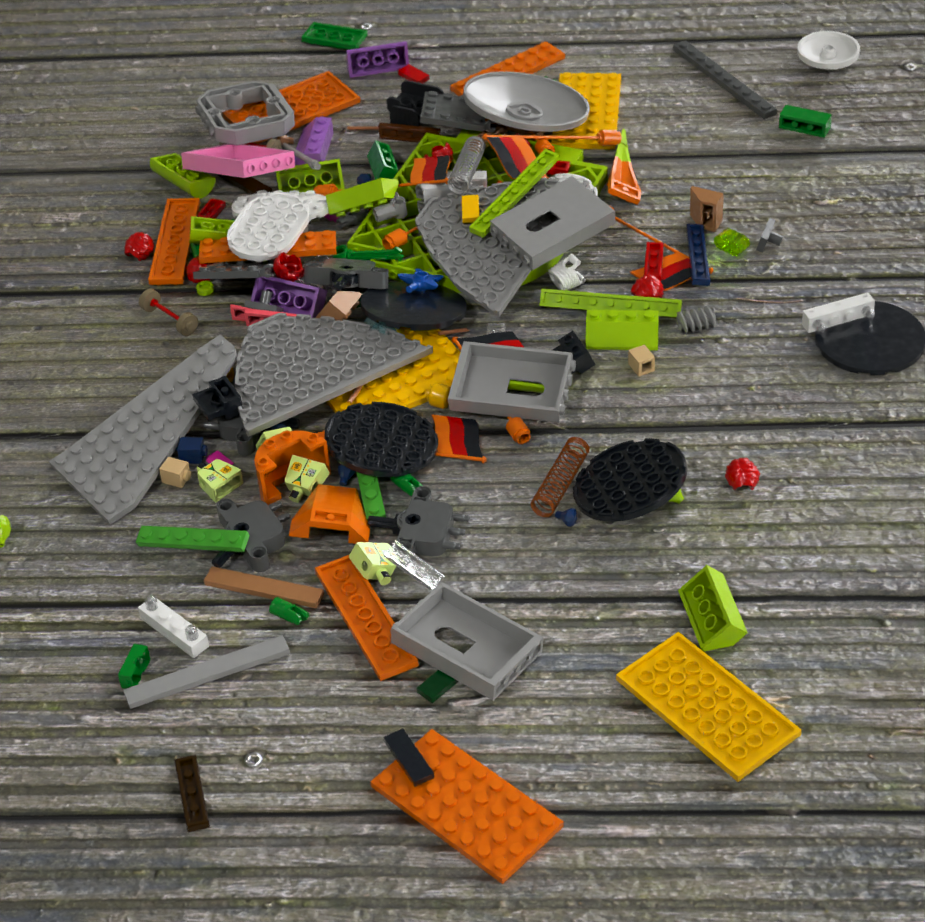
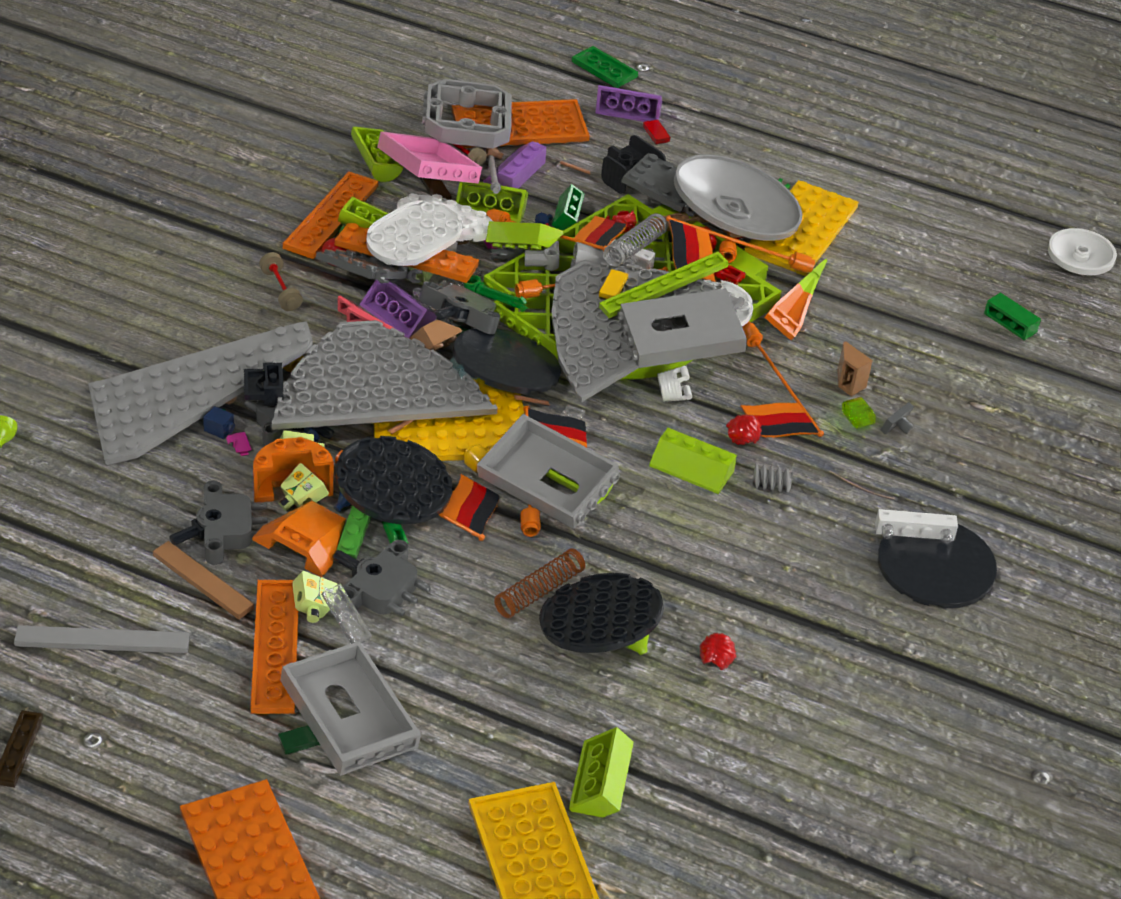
camera: 15 degrees right, 0 degrees up
(134, 666) = (39, 607): green piece -> none
(139, 245) = (295, 207): red hair -> none
(173, 626) = (98, 584): white piece -> none
(175, 472) = (191, 437): tan brick -> none
(192, 538) = (165, 507): bright green plate -> none
(204, 288) = (330, 271): lime tile -> none
(214, 211) = (383, 197): red tile -> none
(218, 478) = (226, 459): yellowish green torso -> none
(264, 303) = (371, 306): dark grey tile -> none
(288, 267) = (410, 279): red hair -> none
(288, 611) = (208, 611): green hinge -> none
(405, 132) = (610, 186): reddish brown tile -> none
(409, 757) = (225, 797): black tile -> none
(420, 281) = (527, 338): blue animal -> none
(525, 62) = (771, 157): orange plate -> none
(568, 516) = (524, 625): dark blue rock -> none
(572, 344) = (631, 466): black brick -> none
(600, 301) = (699, 429): lime plate -> none
(641, 360) = (692, 498): tan brick -> none
(654, 259) = (769, 402): red tile -> none
(697, 254) = (816, 413): dark blue tile -> none
(725, 79) = (960, 245): dark grey plate -> none

